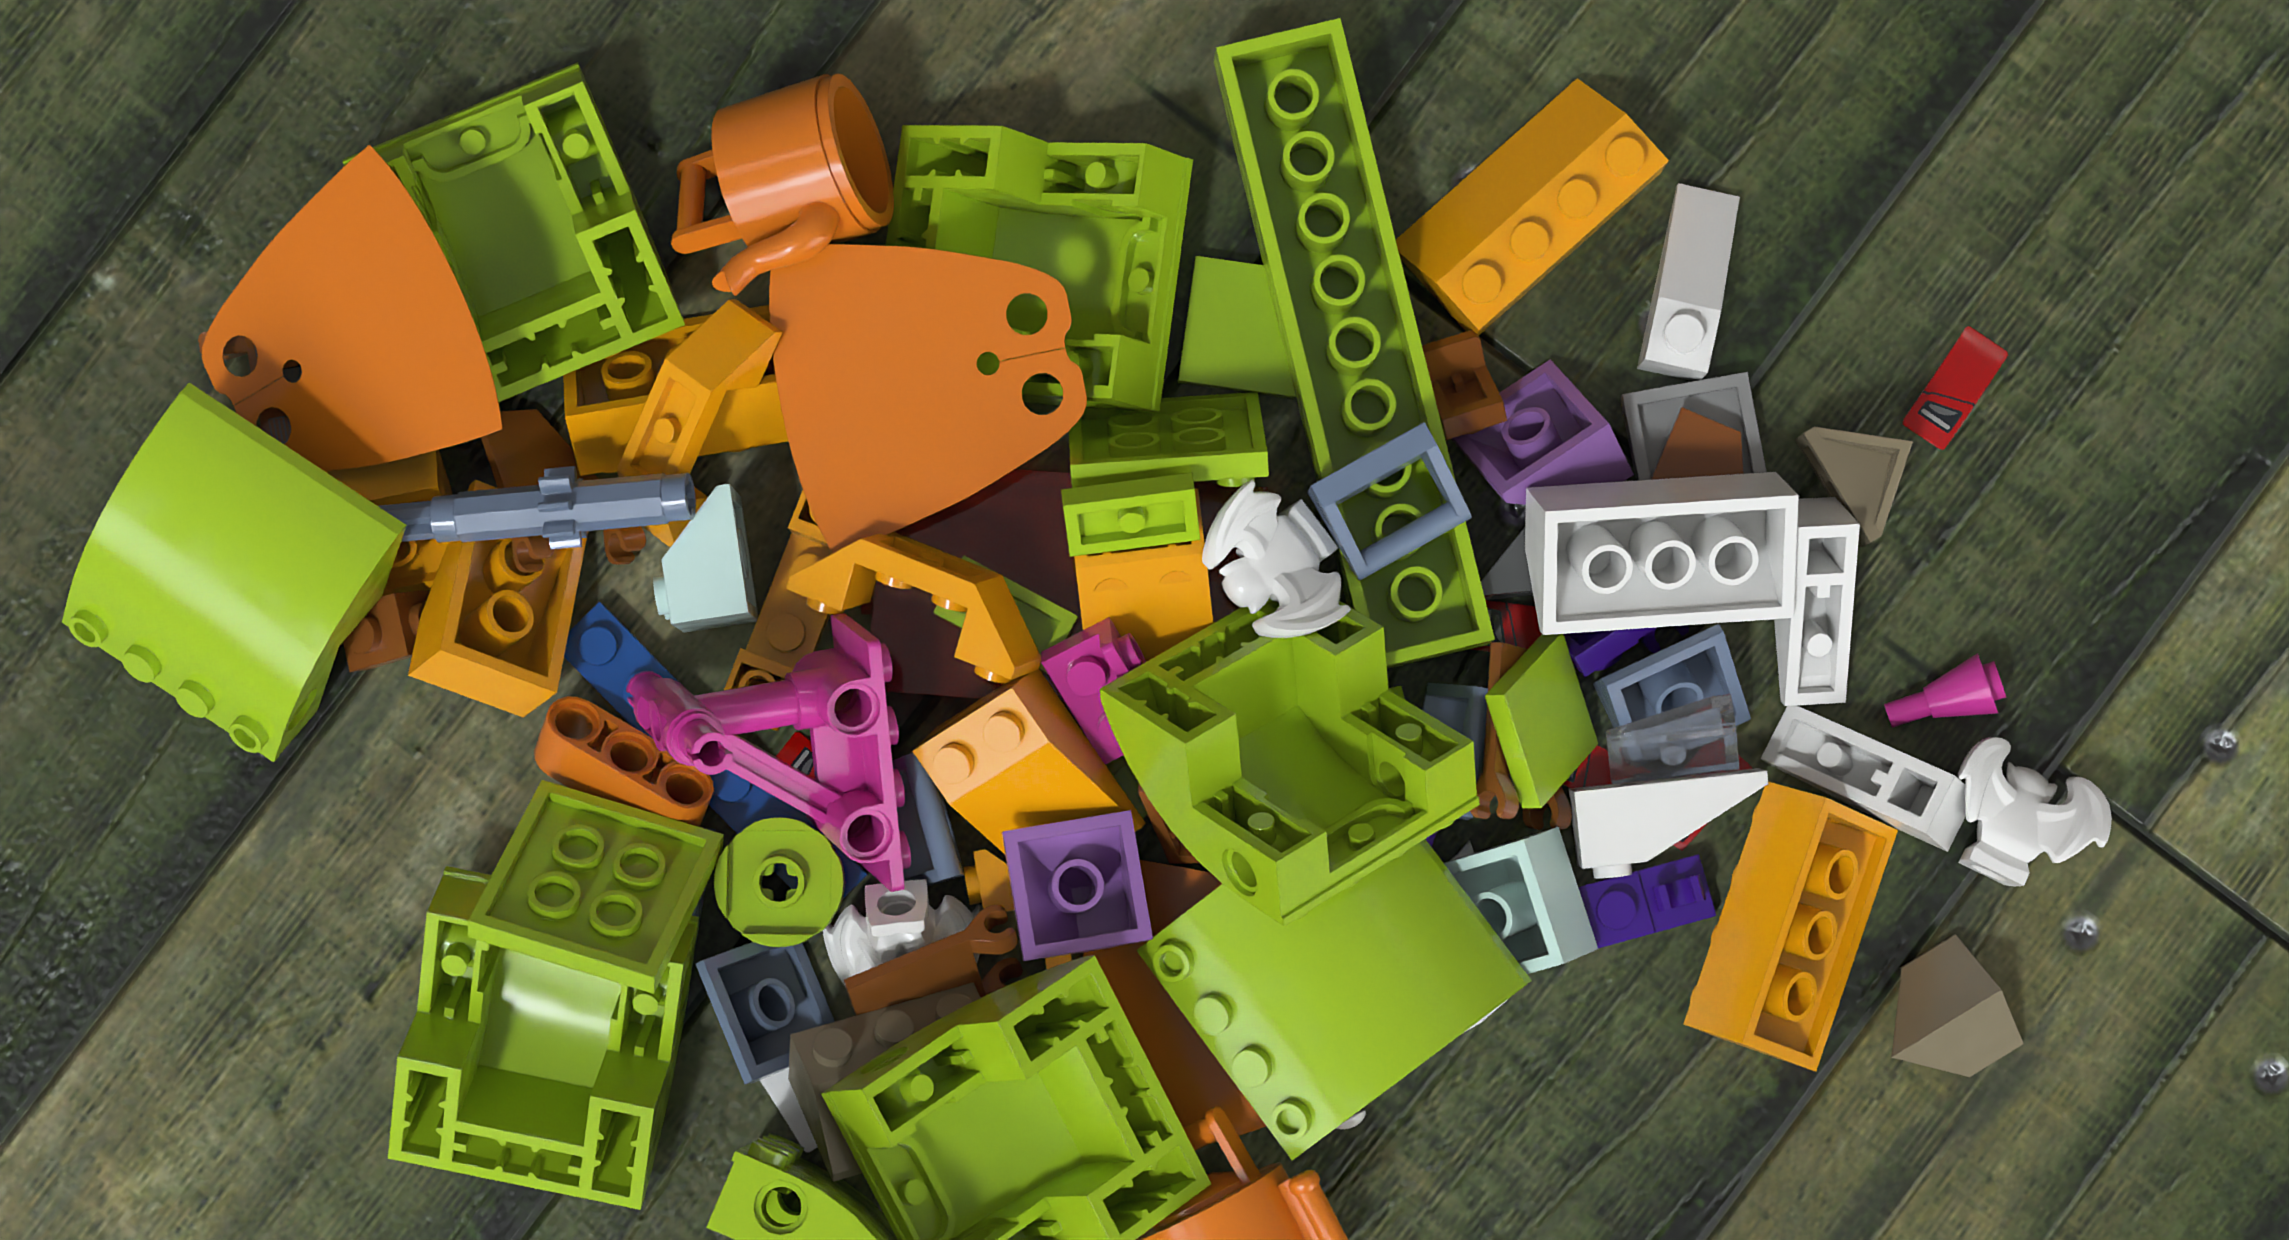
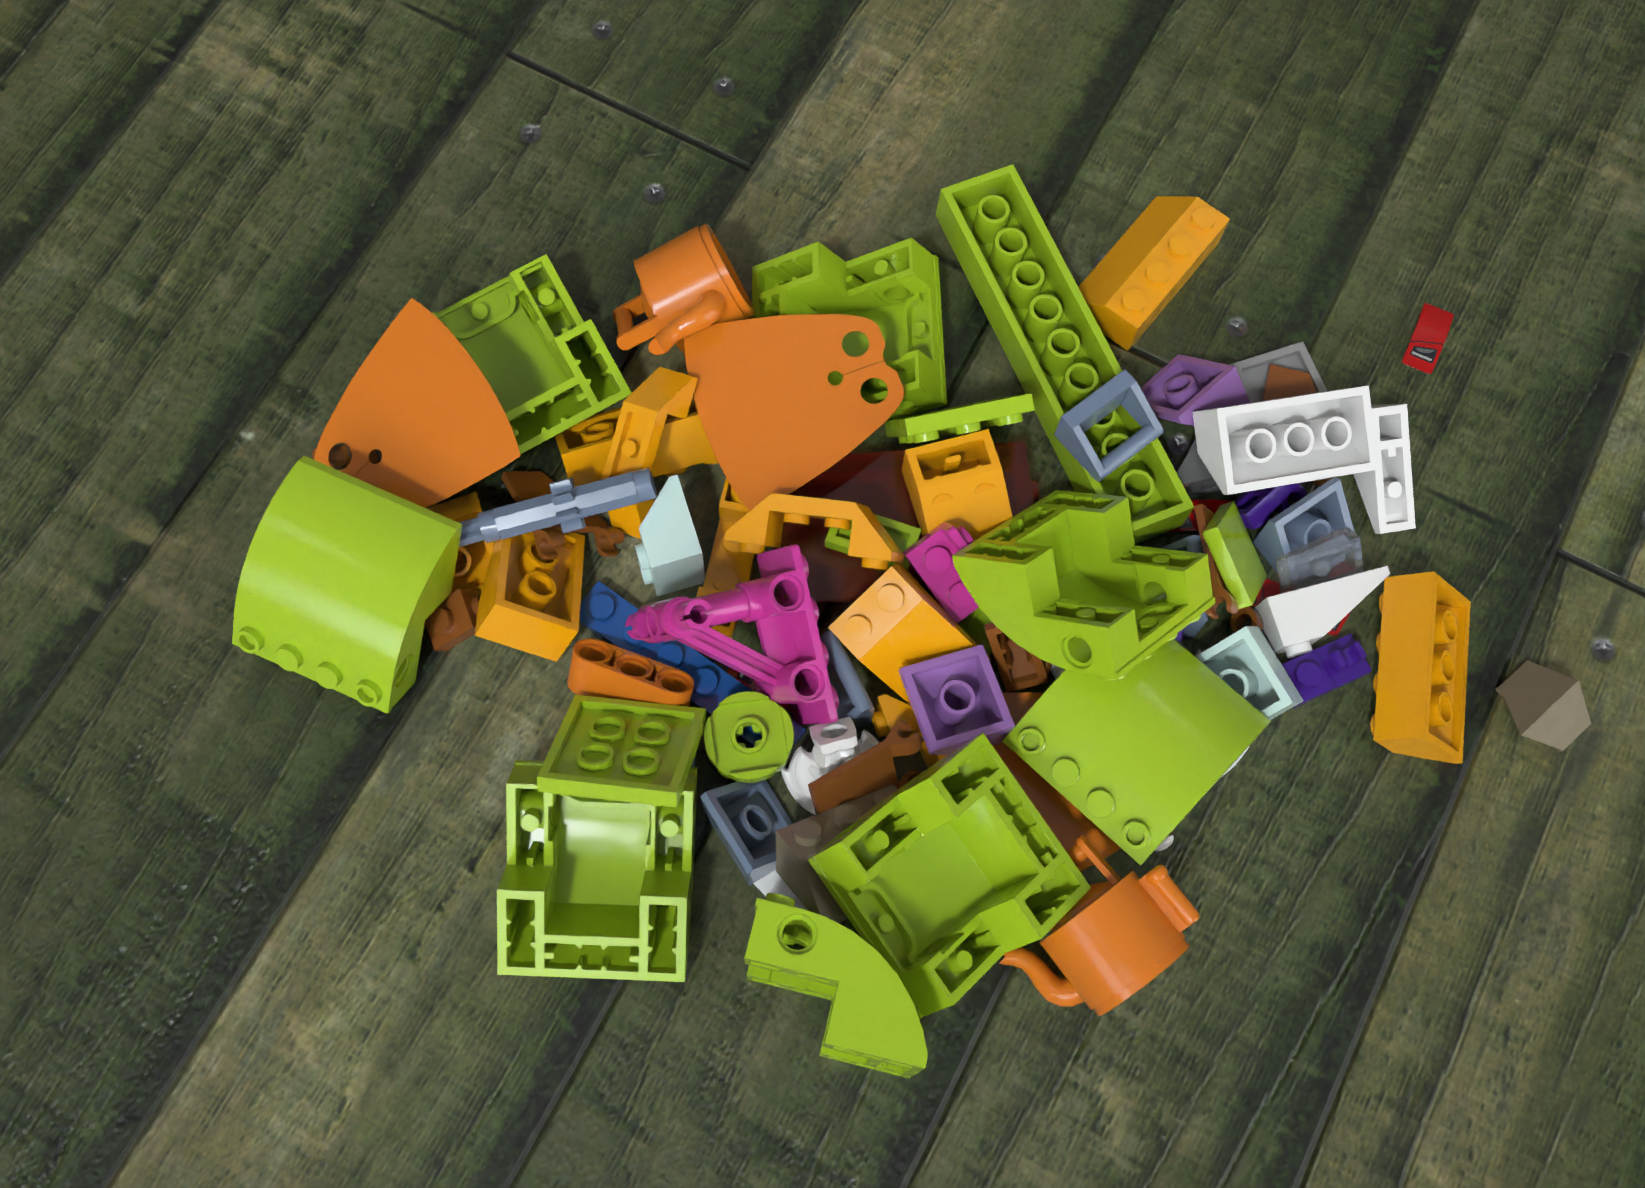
camera: 15 degrees left, 15 degrees down
(1130, 514) = (950, 443): lime plate -> none
(1233, 331) = (978, 364): lime tile -> none
(1275, 562) = (1045, 471): white animal -> none
(1463, 385) = (1145, 373): dark orange bracket -> none
(1690, 284) = (1255, 301): white slope -> none
(1858, 472) = (1391, 377): dark tan slope -> none
(1869, 776) = (1475, 569): white slope -> none
(1959, 692) = (1491, 506): dark pink cone -> none
(2016, 816) = (1552, 582): white animal -> none

